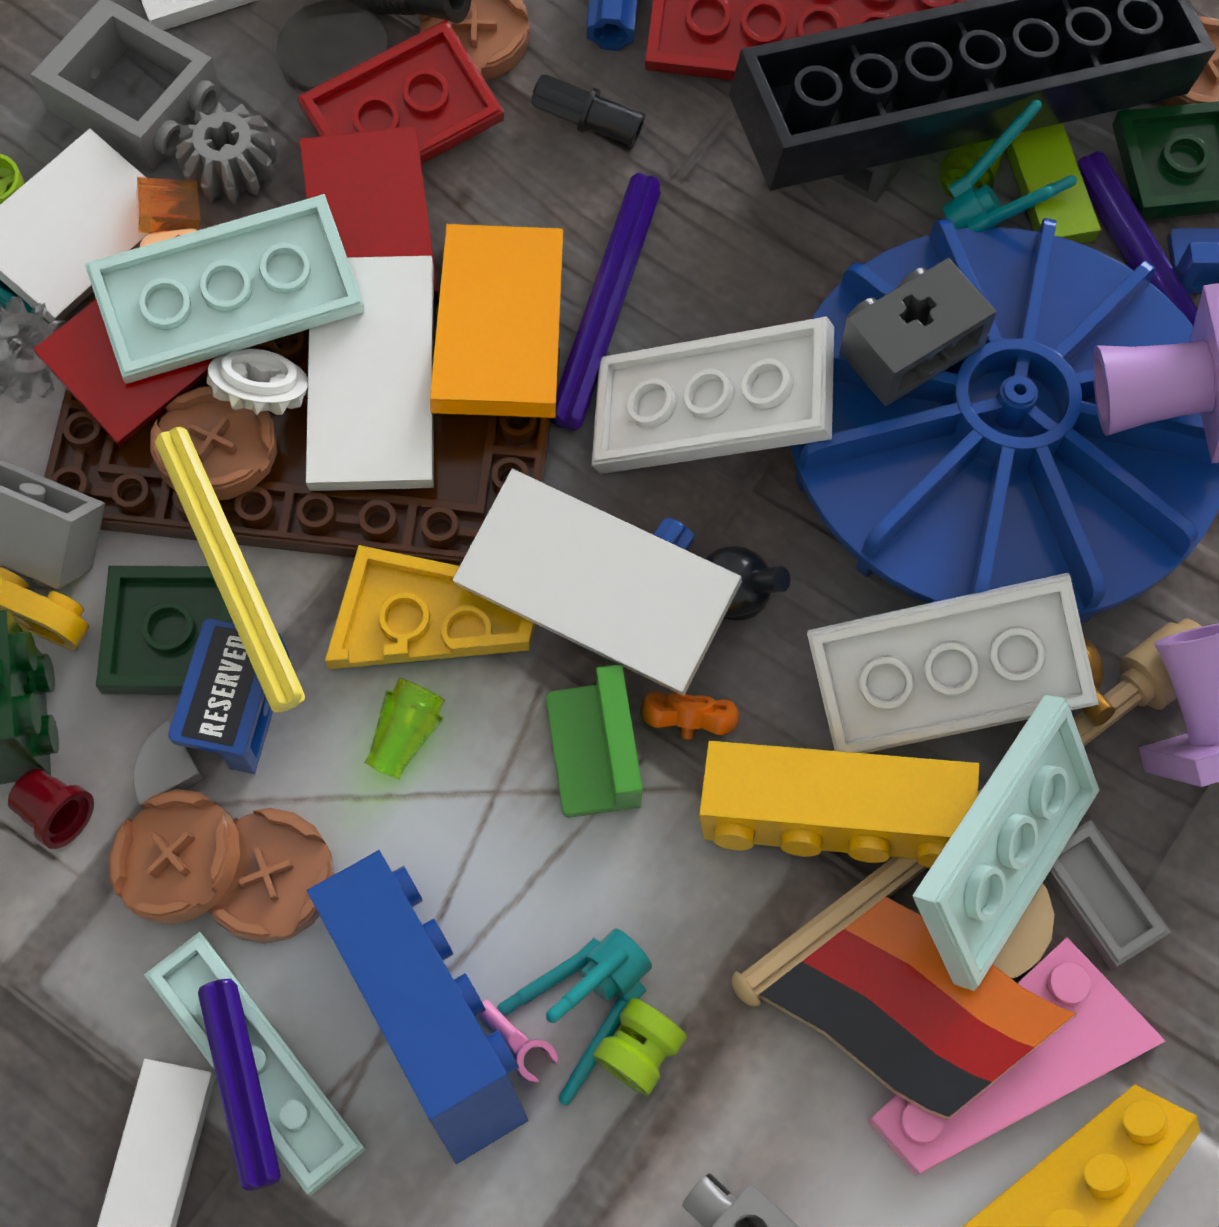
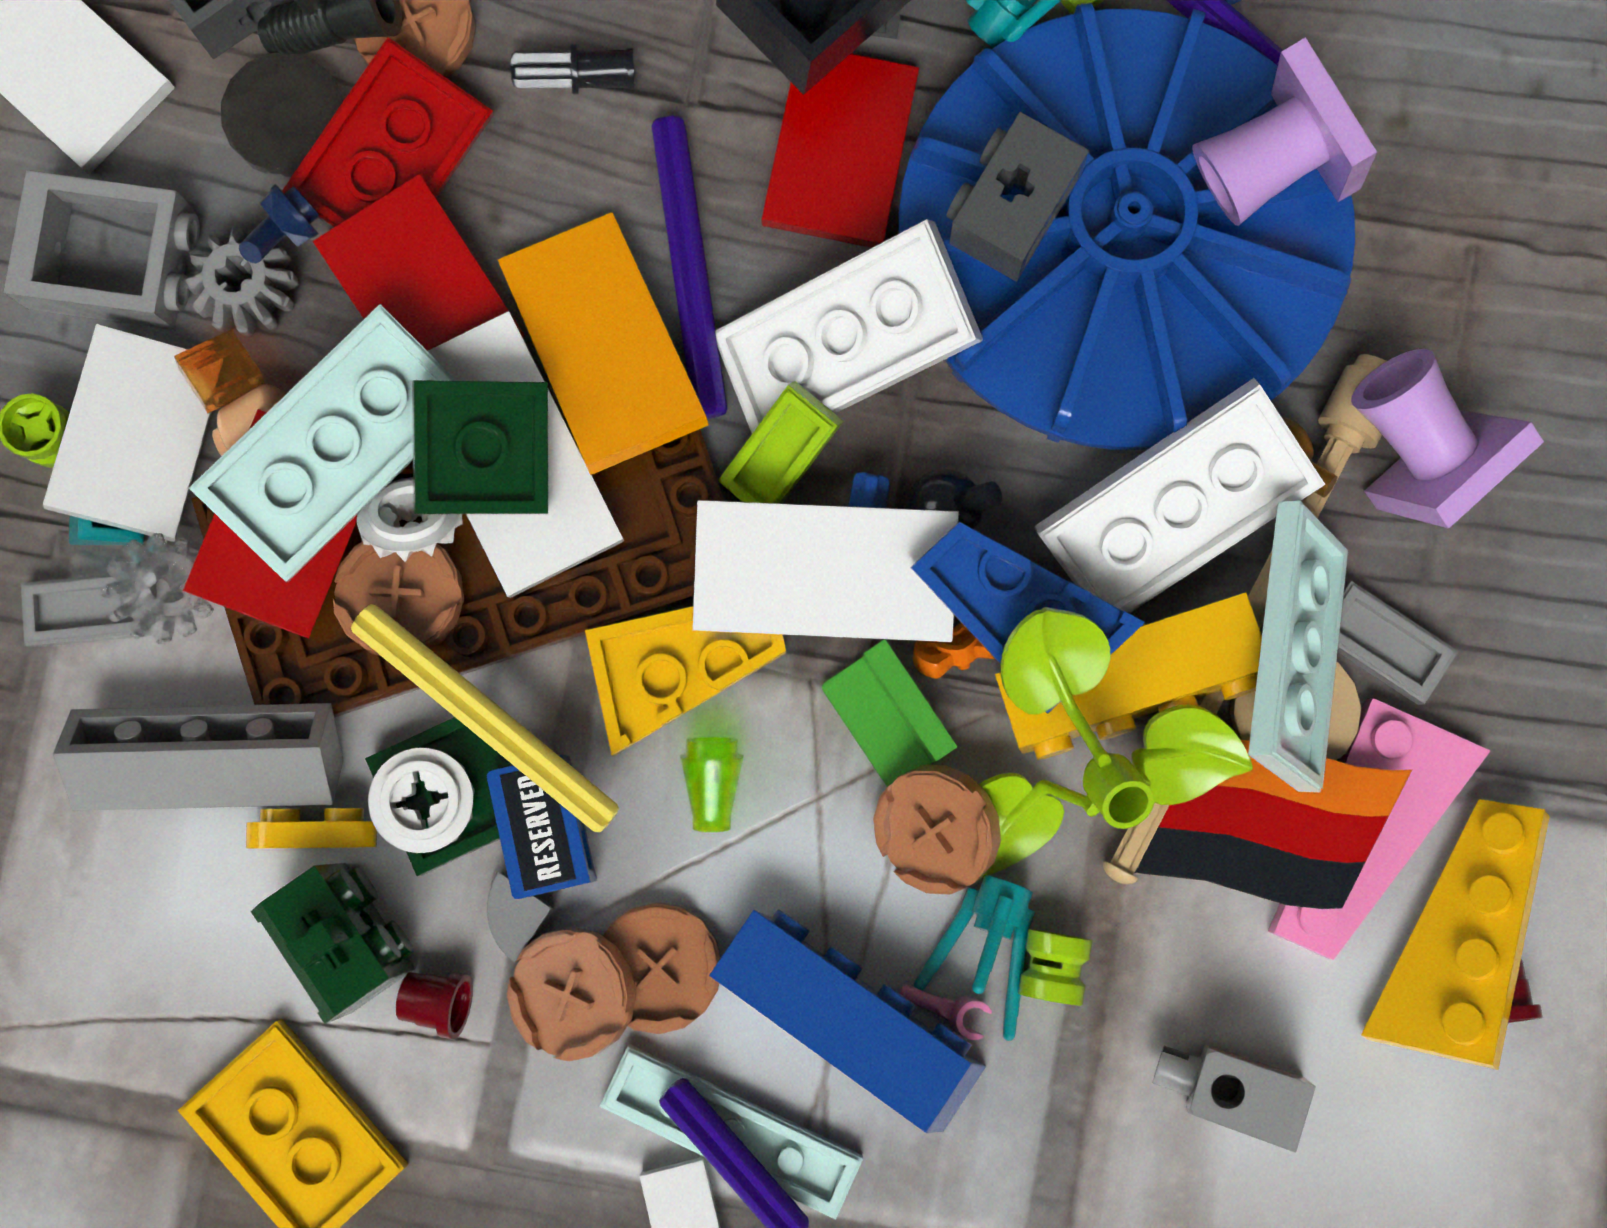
camera: 25 degrees left, 15 degrees up
(122, 595) = (398, 781): none -> white gear
(291, 112) = (288, 215): none -> dark blue plate
(345, 340) = (480, 447): none -> dark green plate
(588, 861) = (937, 829): none -> nougat tile
(615, 465) = (781, 447): none -> lime tile
(758, 690) = (997, 588): none -> blue wing
(784, 258) = (842, 152): none -> red tile
(850, 901) = (1183, 756): none -> lime plant

